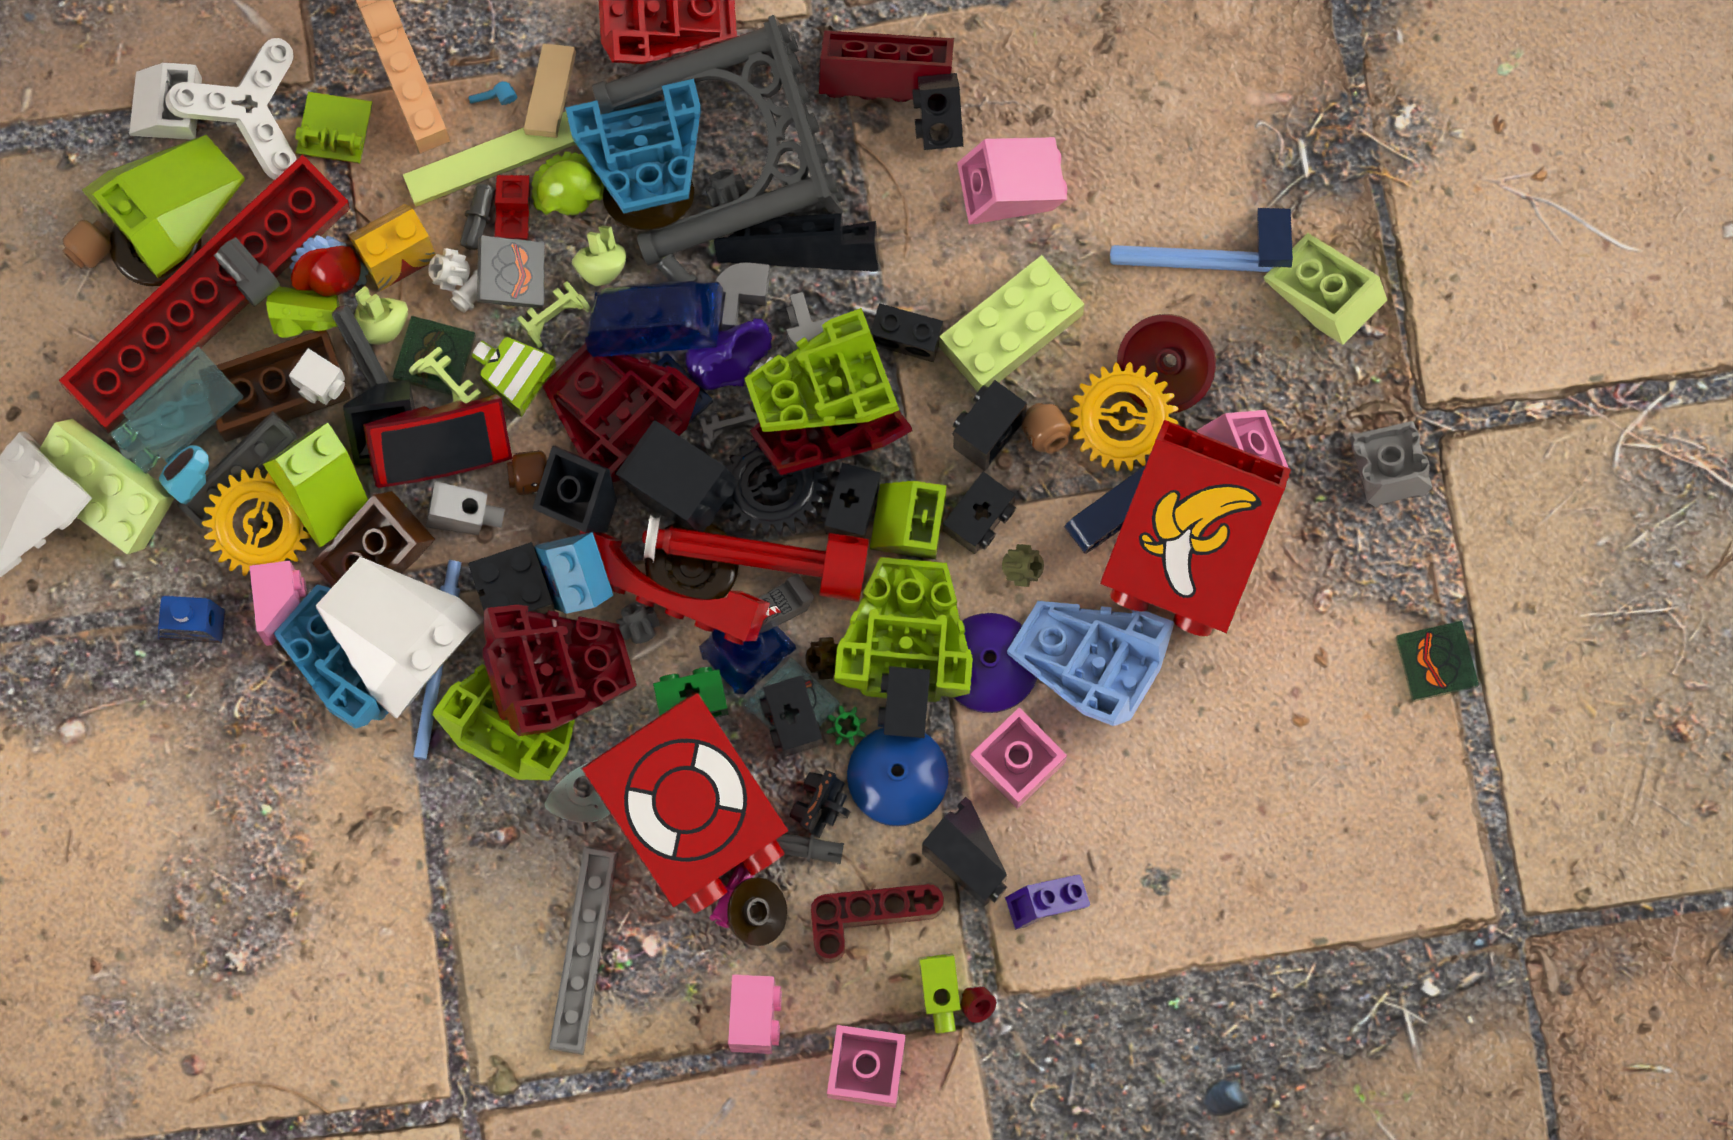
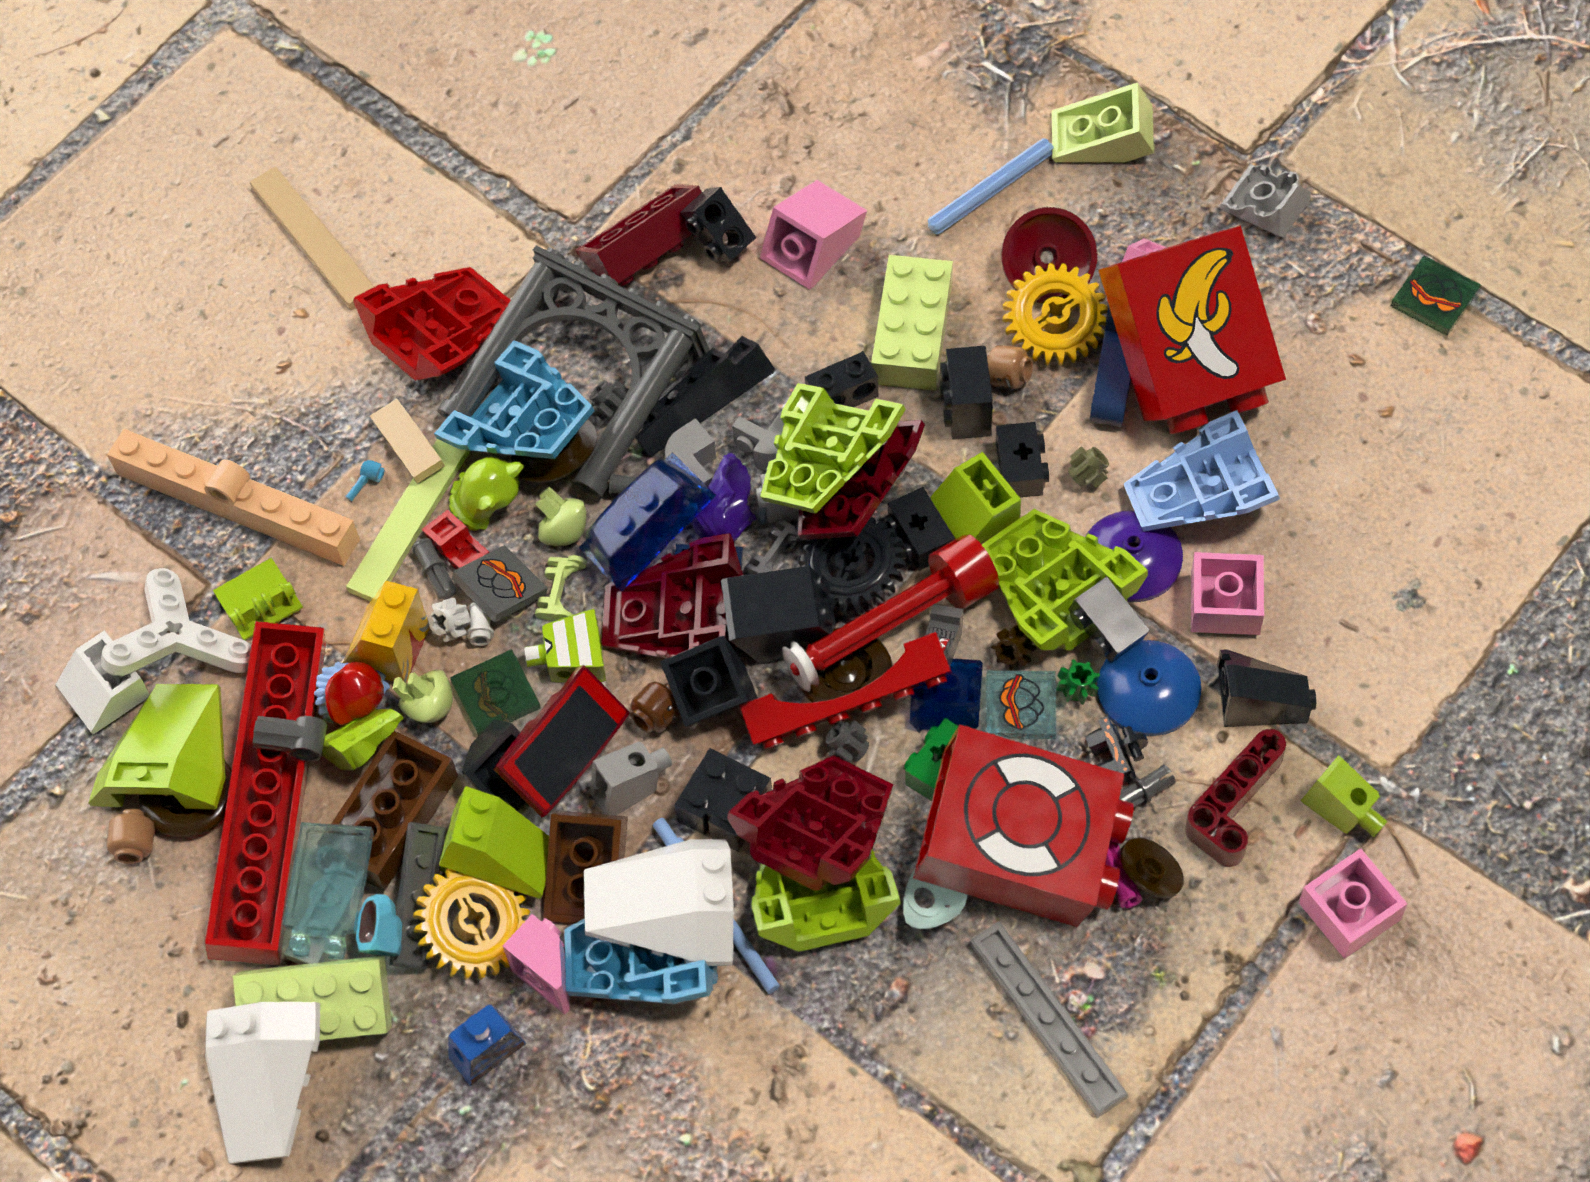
camera: 40 degrees left, 15 degrees down
(317, 378) = (424, 764): white brick -> none
(359, 346) = (431, 723): dark grey axle -> none
(430, 366) = (503, 695): yellowish green piece -> none
(574, 573) = (765, 740): dark azure slope -> none
(752, 1014) = (1231, 939): bright pink brick -> none
(792, 696) = (1023, 690): black brick -> none
(977, 1004) = (1386, 786): dark red tile -> none
(1047, 900) = (1349, 677): bracket -> none
(1274, 237) = (1035, 126): dark blue tile -> none

